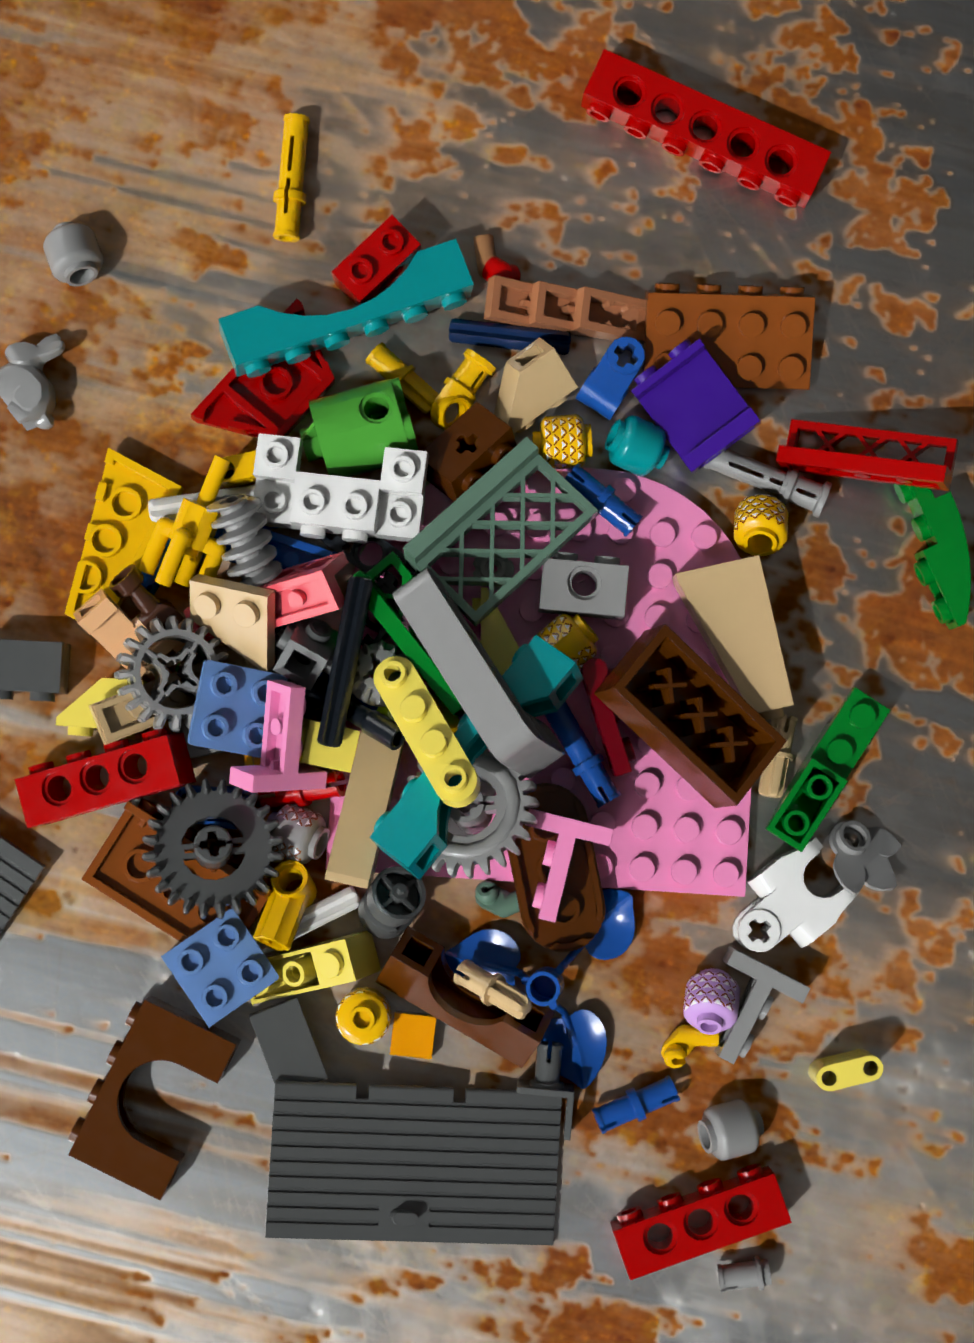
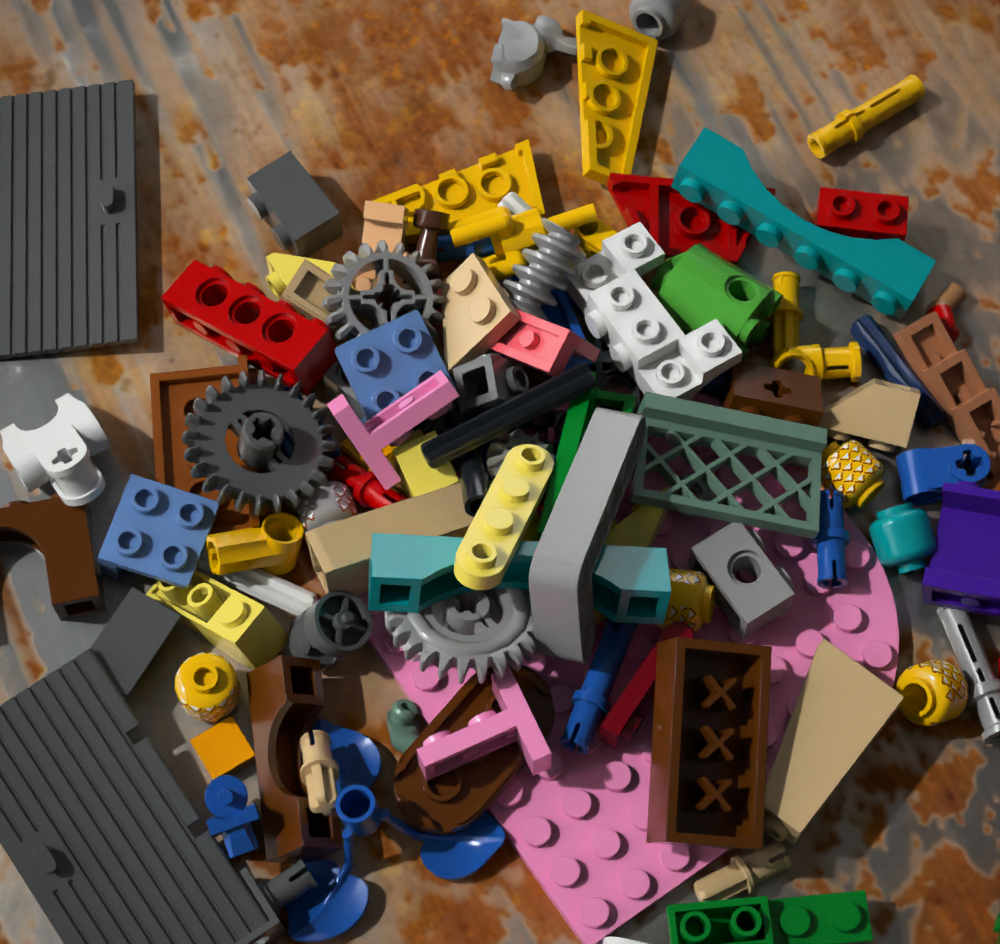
camera: 55 degrees right, 20 degrees down
(99, 994) = (60, 453): none -> white piece
(115, 347) = (613, 92): none -> yellow wing
(476, 1070) = (227, 801): none -> blue hips

